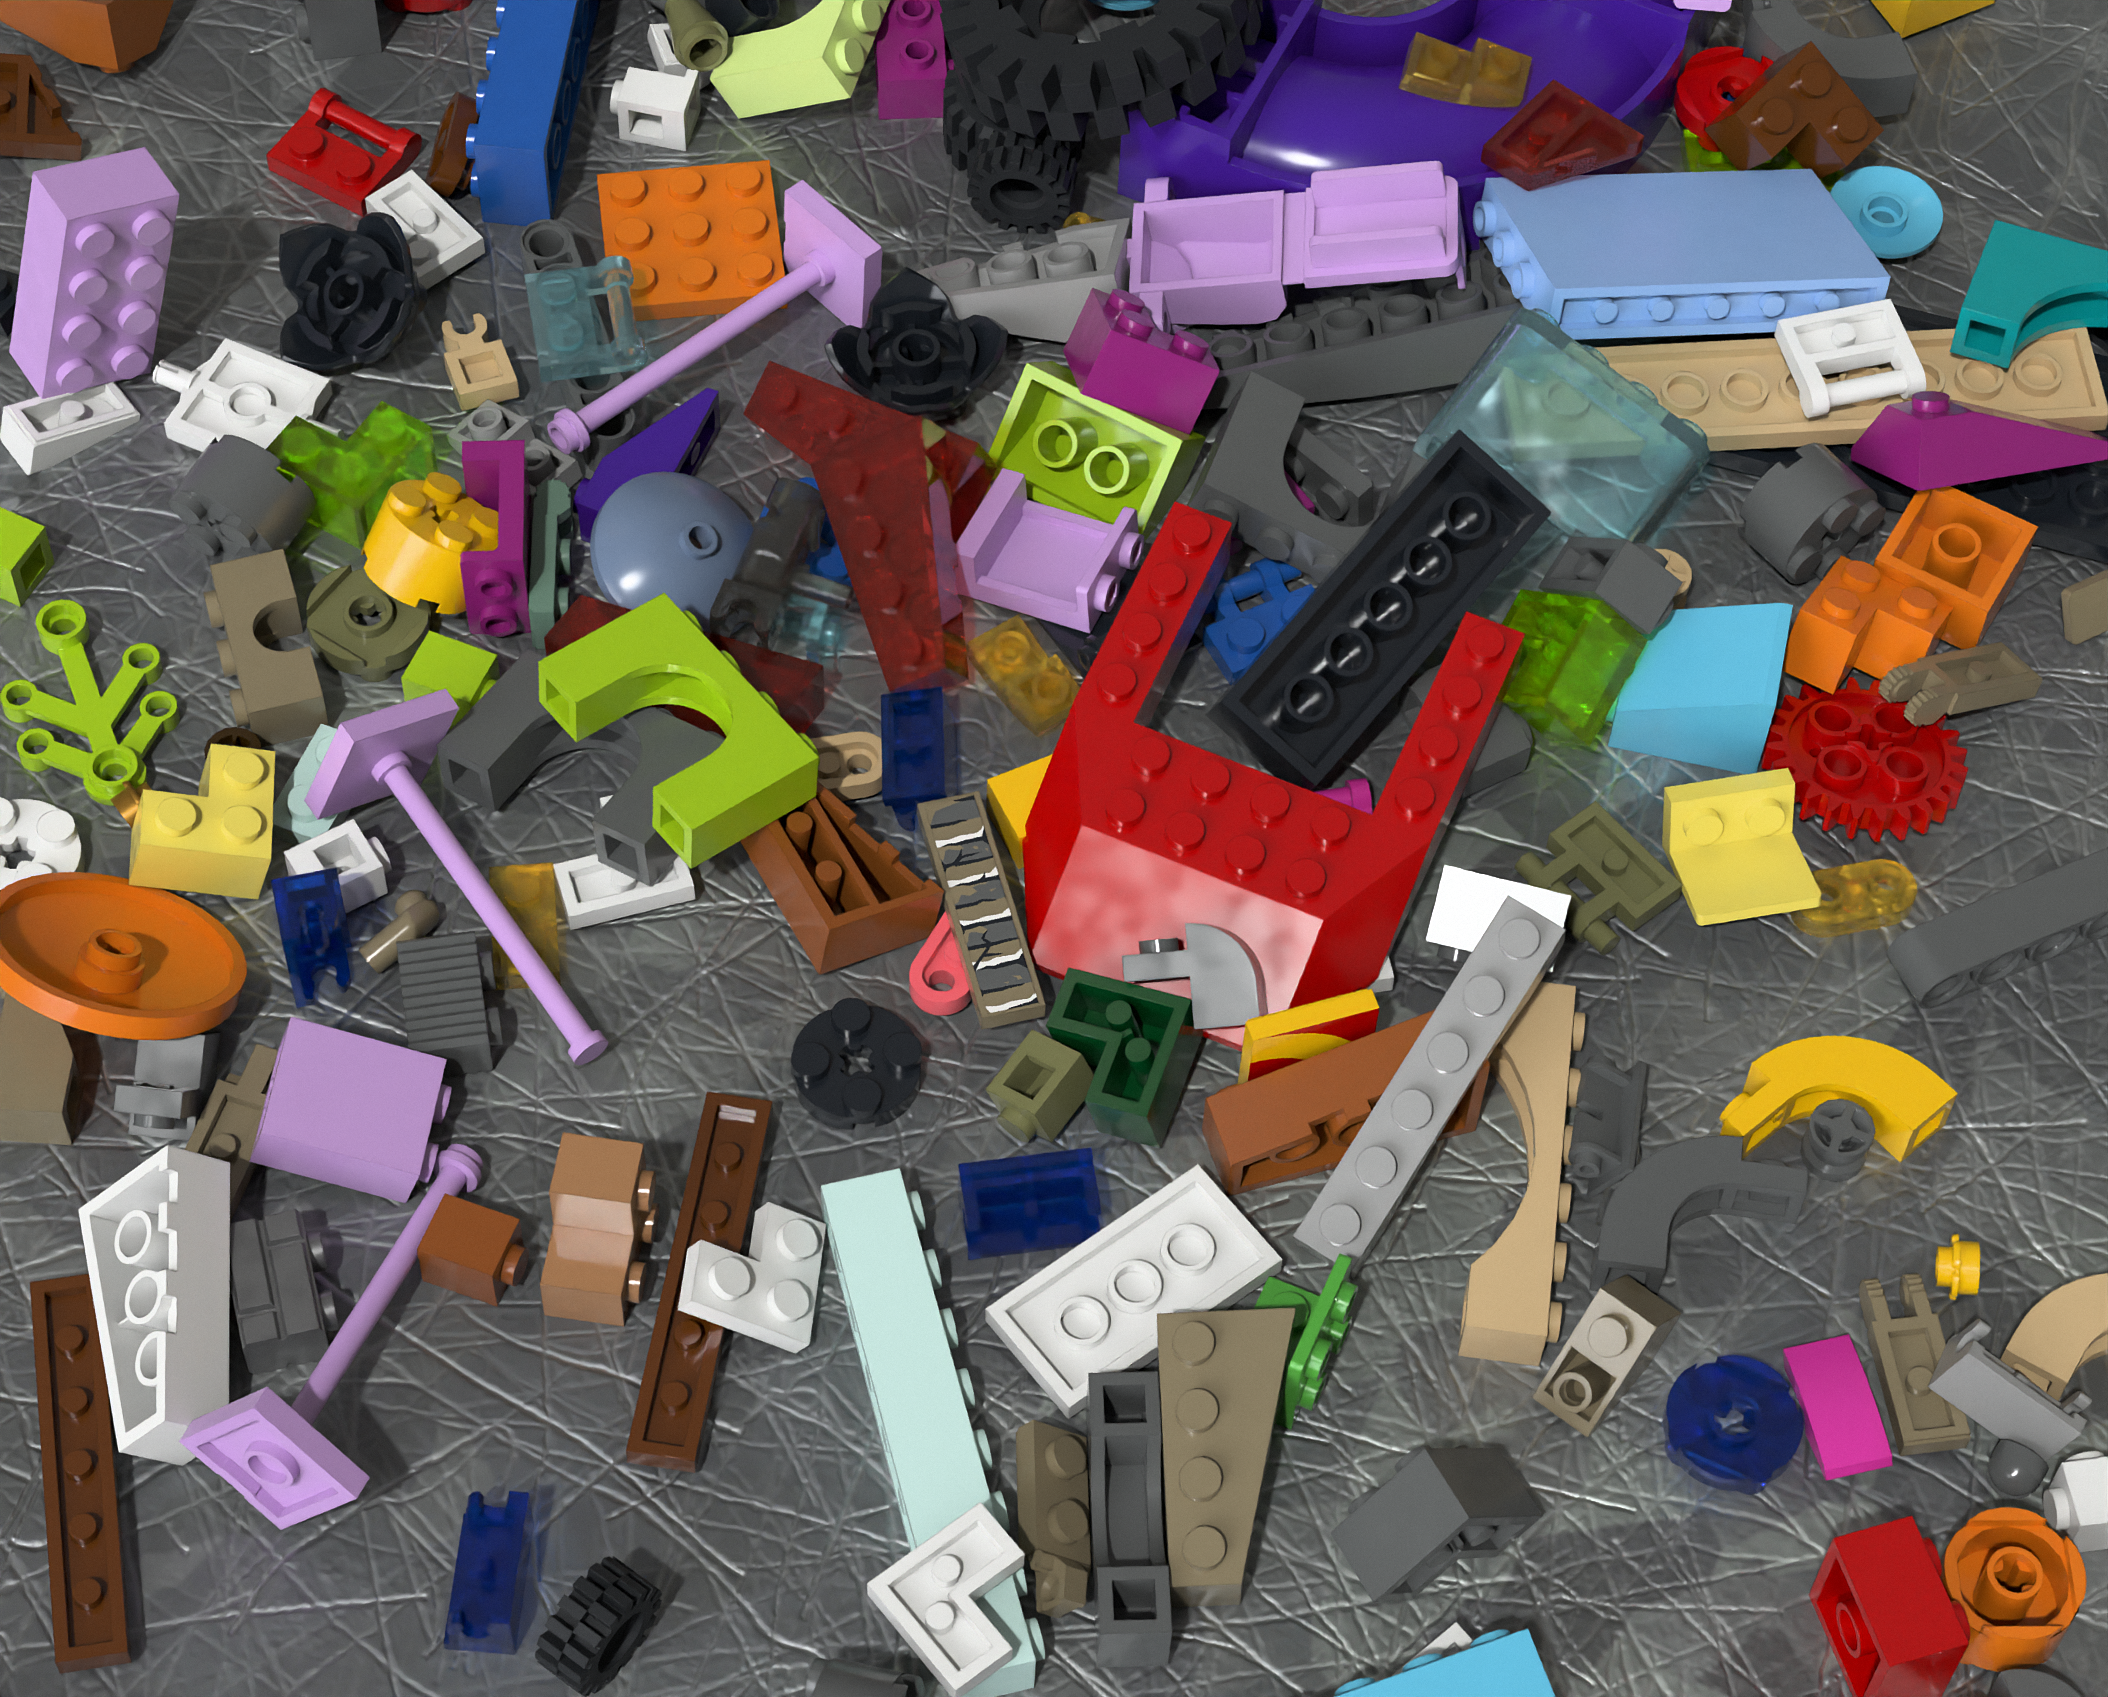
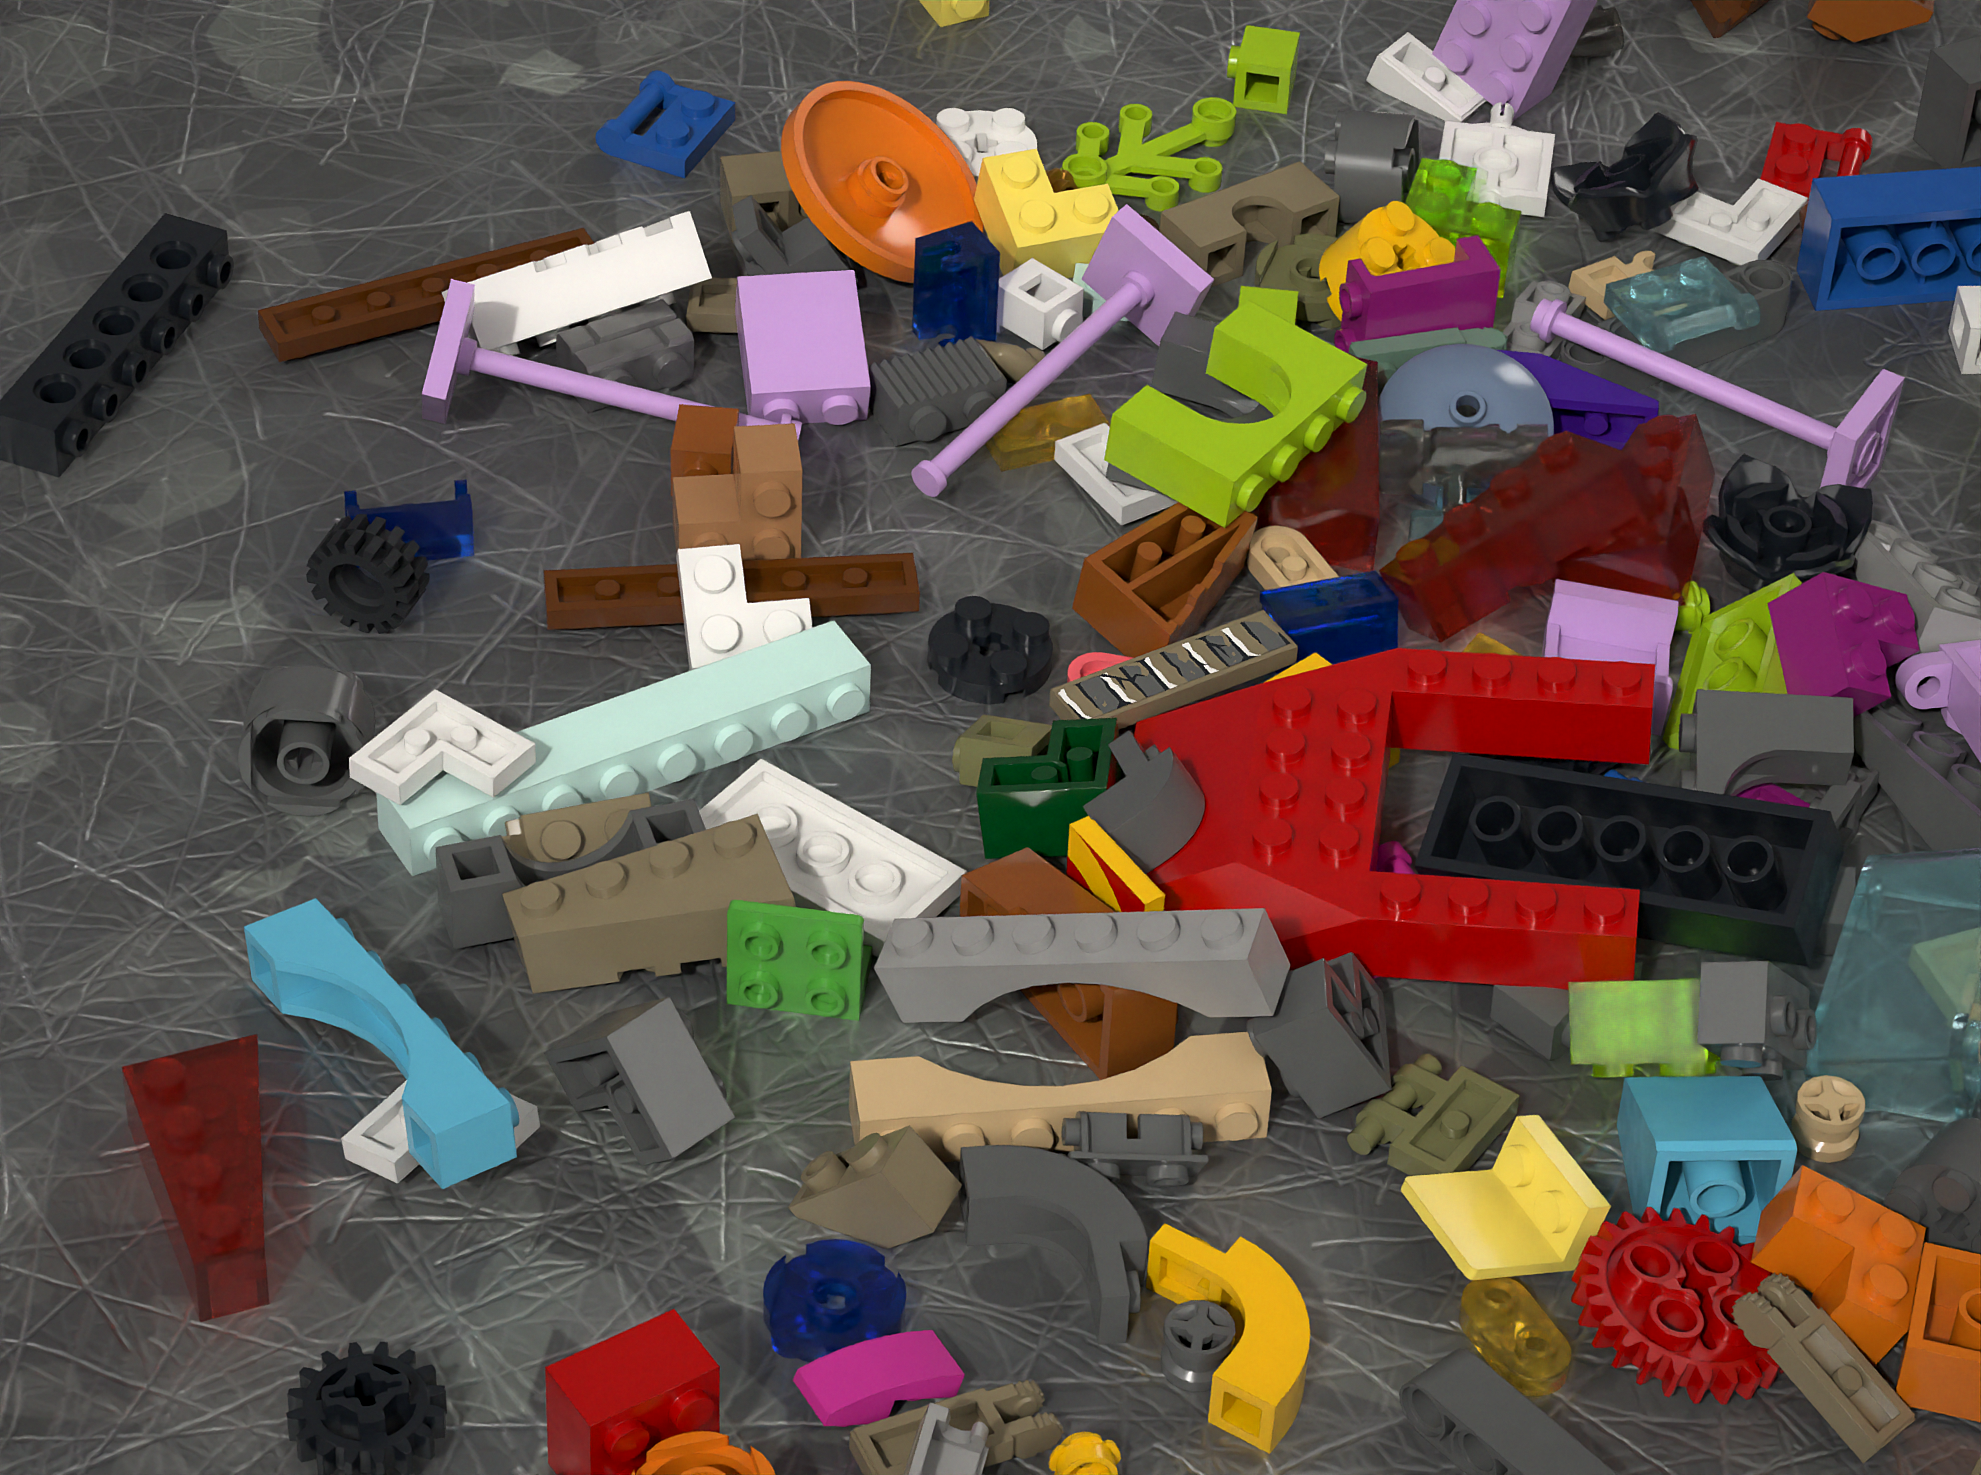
camera: 75 degrees right, 15 degrees down
(693, 236) = (1832, 367): orange plate -> none
(1028, 1203) = (886, 772): clear blue hinge -> none

